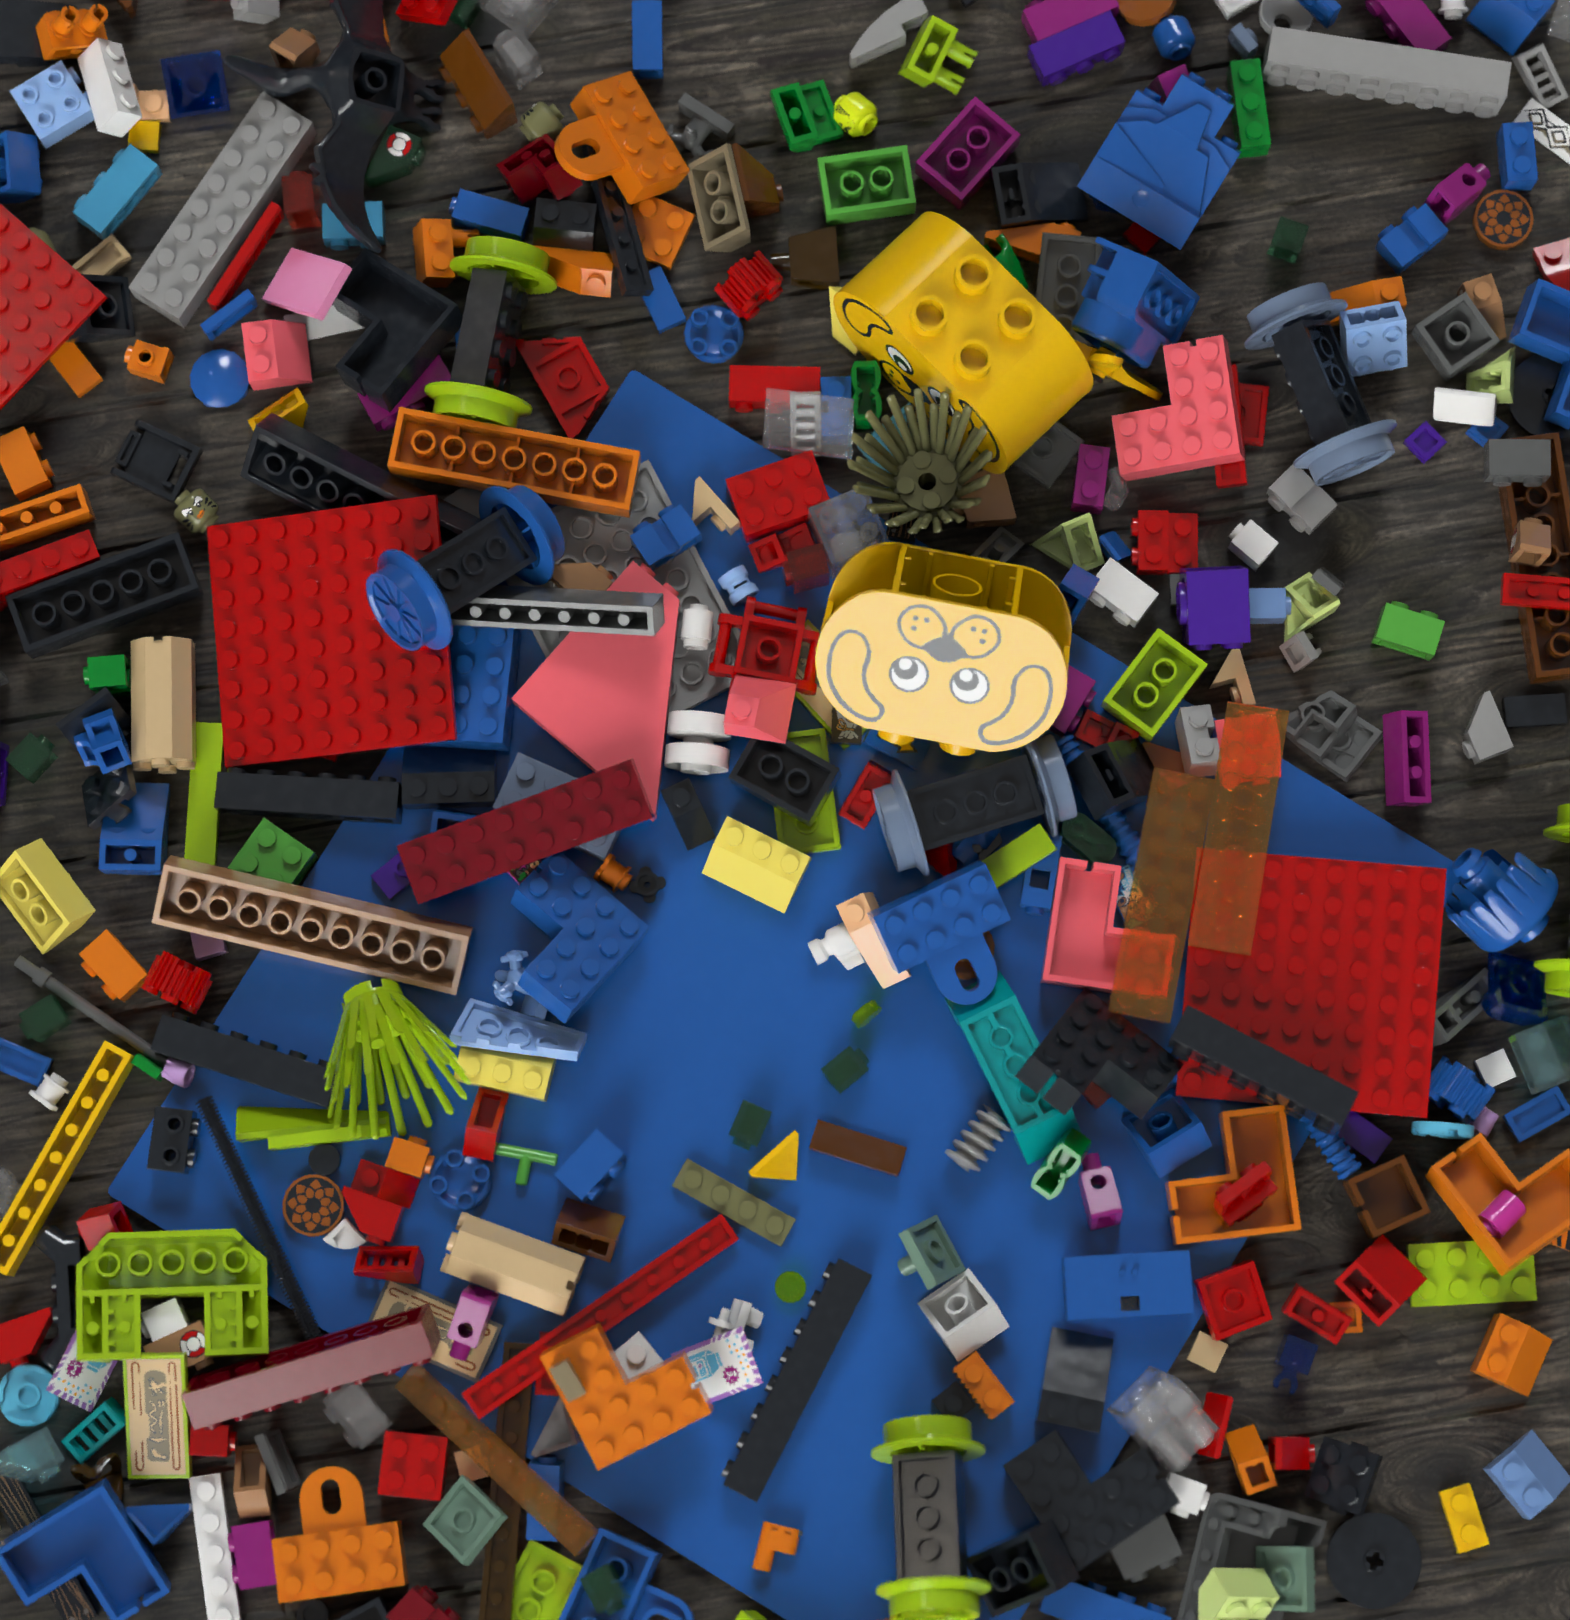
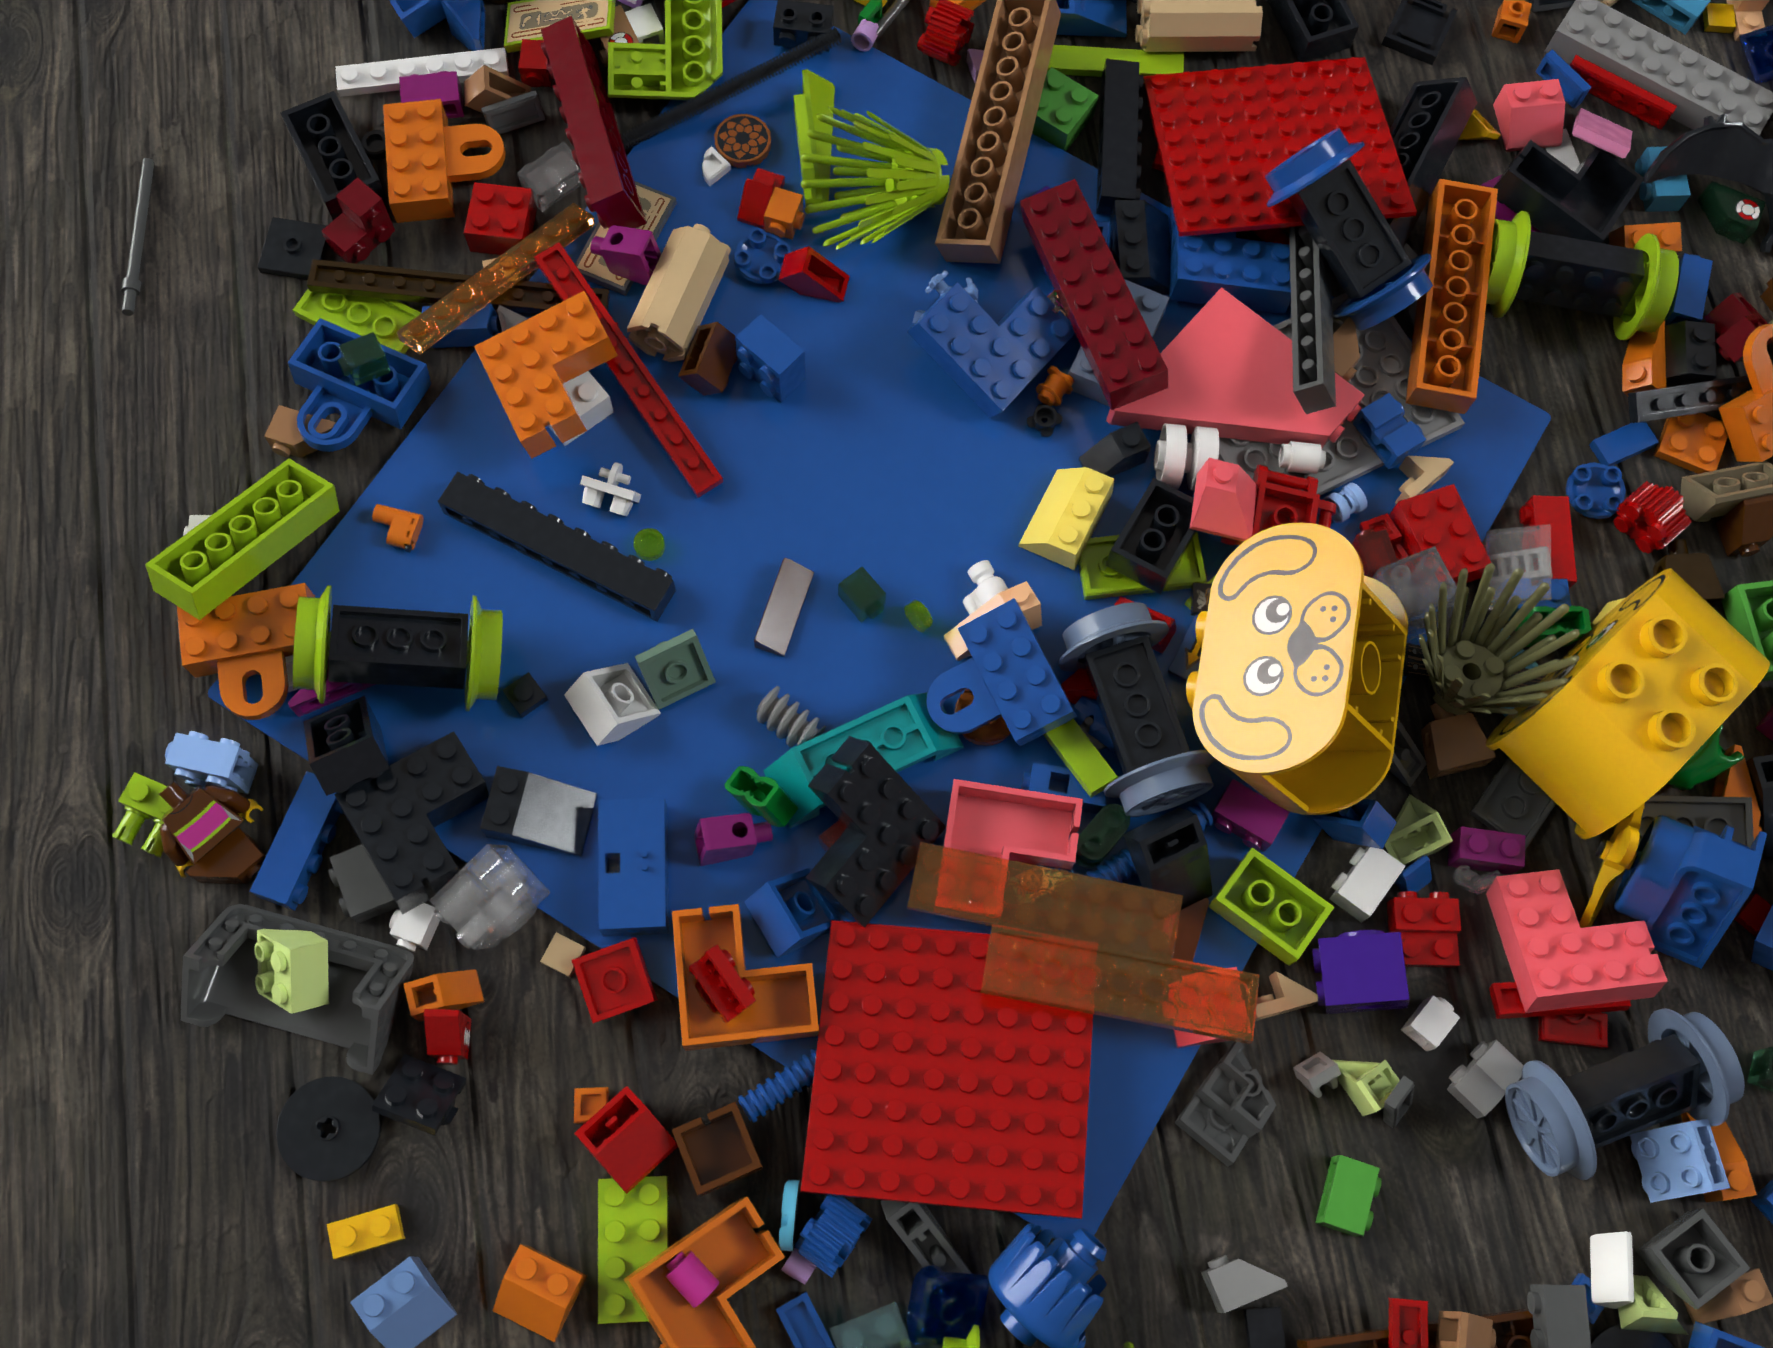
camera: 85 degrees right, 10 degrees down
(196, 510) = (1379, 51): olive head -> none
(219, 378) = (1499, 69): blue dish -> none
(241, 1059) = (880, 70): black brick -> none
(301, 200) = (1678, 120): clear red brick -> none
(324, 1159) = (784, 149): black tile -> none
(374, 1215) = (727, 182): red slope -> none
(402, 1254) = (686, 201): red slope -> none
(465, 1520) = (443, 253): sand green tile -> none
(507, 1071) = (872, 295): light yellow slope -> none
(513, 1032) = (900, 295): light blue wing -> none
(526, 1157) = (782, 314): bright green piece -> none
(566, 379) = (1534, 358): red wing -> none
(567, 1379) = (559, 309): dark tan piece -> none
(724, 1364) = (571, 469): white sticker -> none
(734, 1202) = (733, 494): olive plate -> none
(749, 1125) = (808, 505): clear green brick -> none
(780, 1162) = (773, 534): yellow slope -> none
(983, 1385) = (539, 719): orange brick -> none
(1098, 730) = (1221, 852): red slope -> none
(1197, 749) = (1216, 949): light grey brick -> none
(1218, 1410) = (486, 960): red slope -> none
(1262, 1070) = (854, 999): black brick -> none
(1268, 605) = (1364, 1037): medium blue brick -> none
(1291, 1574) = (315, 1029): sand green tile -> none
(1295, 1357) = (547, 1044): clear blue brick -> none
(1316, 1314) = (595, 1071): red slope -> none
(1364, 1137) = (787, 1126): dark purple tile -> none
(1407, 758) = (1205, 1188): magenta brick -> none
(1424, 442) = (1563, 1224): dark purple tile -> none
(1495, 1068) = (858, 1283): white tile -> none

